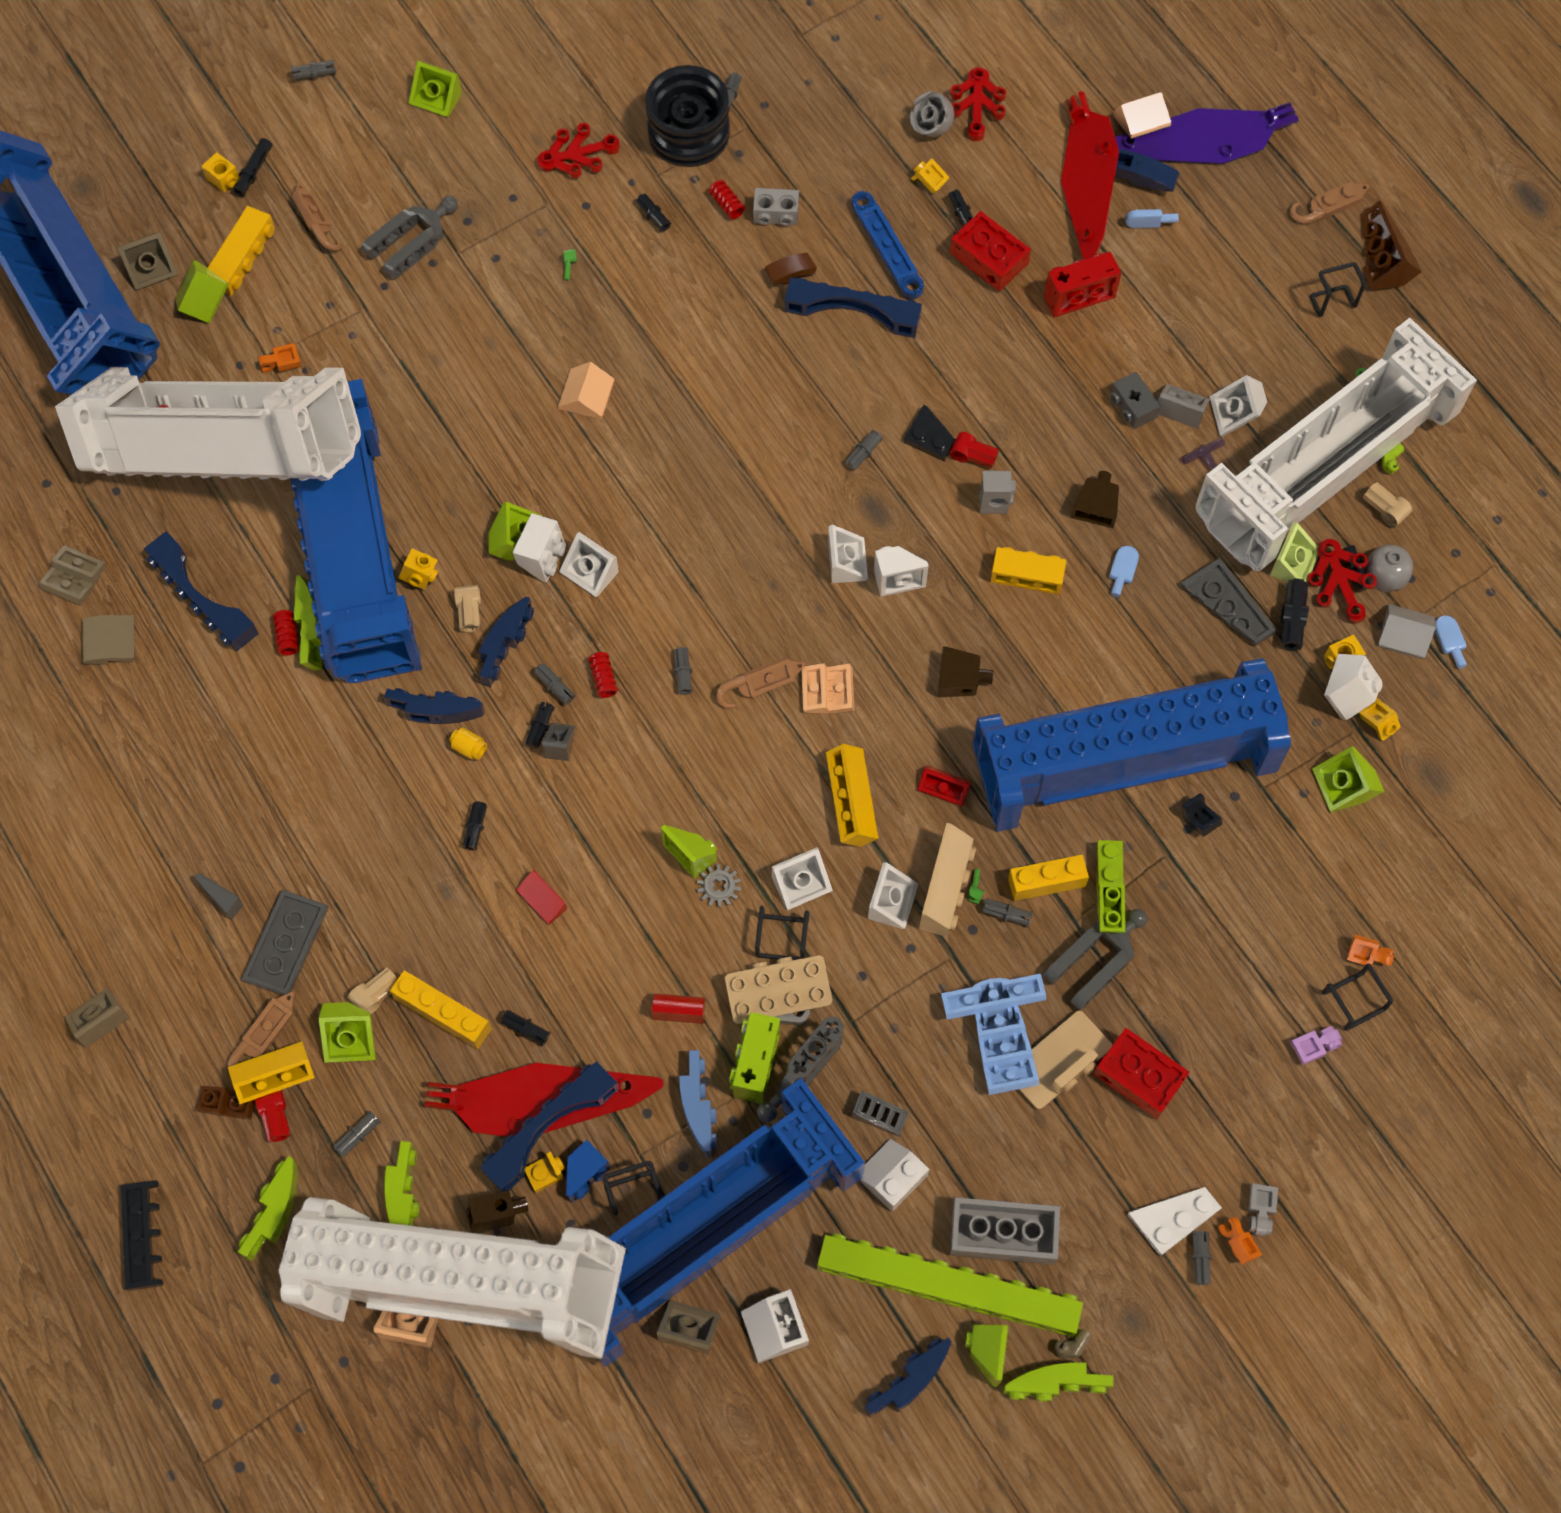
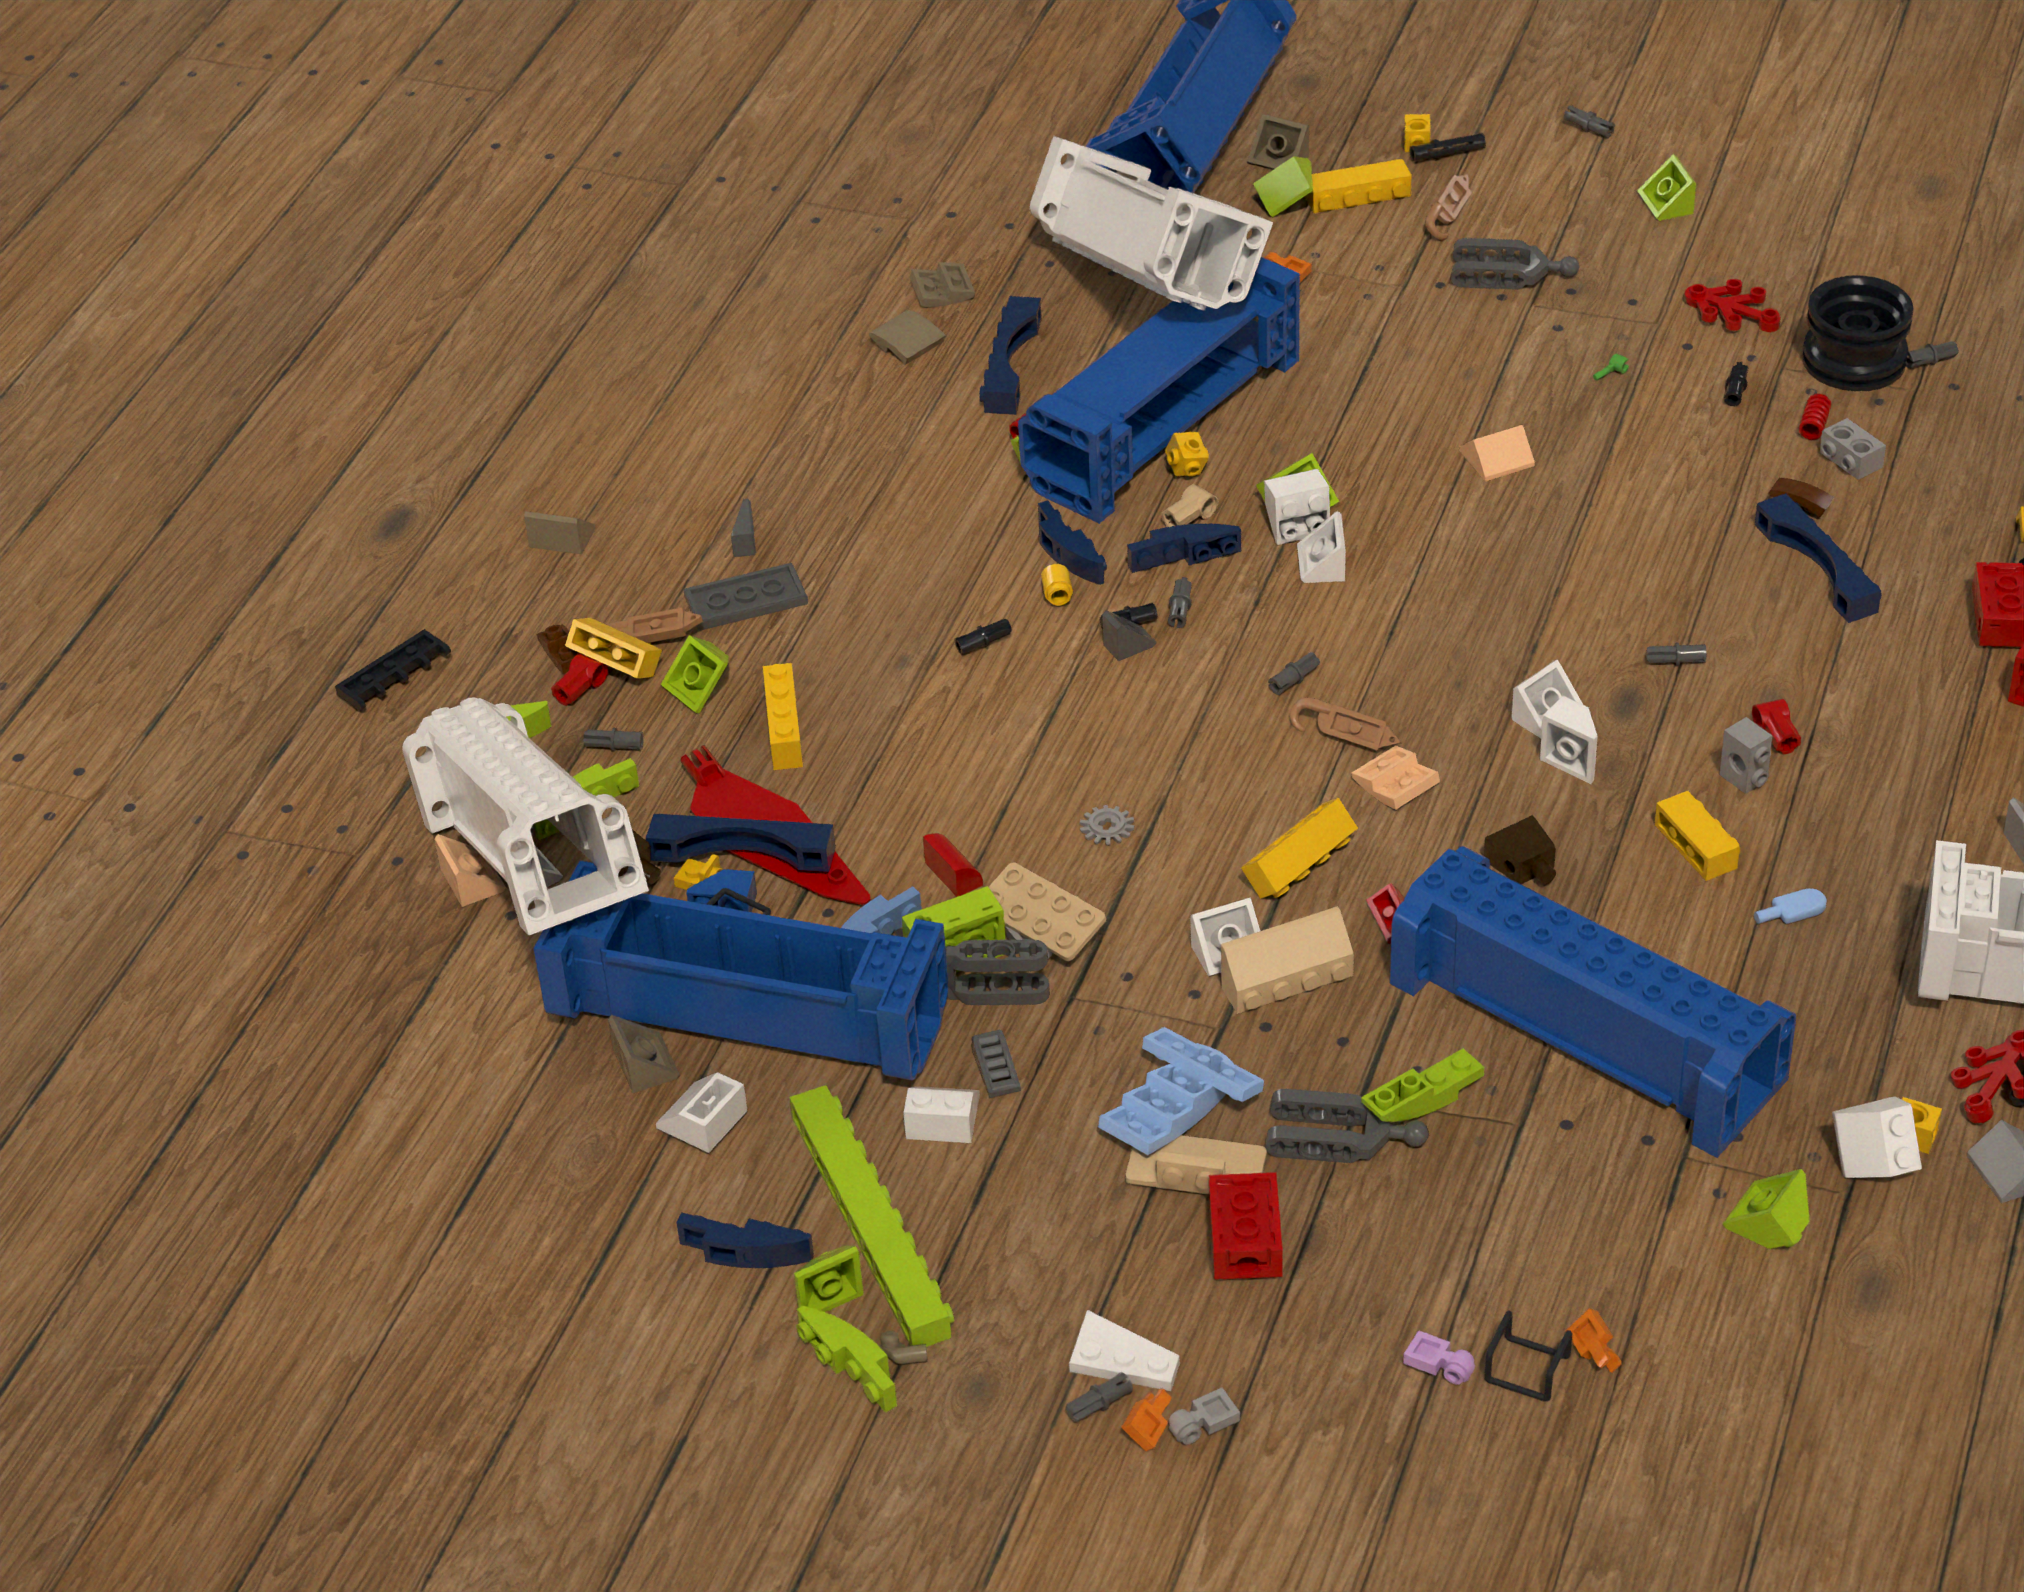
camera: 55 degrees right, 25 degrees down
(370, 995) = (748, 668): tan piece -> none
(525, 1027) = (824, 781): black axle -> none
(541, 897) = (963, 719): red slope -> none
(603, 674) = (1226, 625): red piece -> none
(689, 849) = (1114, 773): lime slope -> none
(762, 915) = (1137, 899): black piece -> none
(801, 878) = (1175, 865): white slope -> none
(887, 245) = (1918, 542): blue plate -> none
(929, 435) = (1753, 686): black wing -> none
(975, 894) = (1305, 1000): bright green hand -> none
(1005, 1231) = (966, 1217): light grey brick -> none
(1007, 912) = (1310, 1035): dark grey axle -> none
(1048, 877) = (1378, 1037): yellow brick -> none
(1097, 501) = (1840, 839): dark brown torso -> none
(1134, 400) = (1989, 801): dark grey brick -> none
(1200, 816) = (1588, 1113): black bracket -> none
(1228, 600) = (1861, 1002): dark grey wing -> none
(1294, 614) = (1910, 1060): black piece -> none
(1296, 556) = (1975, 1017): yellowish green slope -> none
(1381, 718) = (1878, 1200): yellow bracket -> none

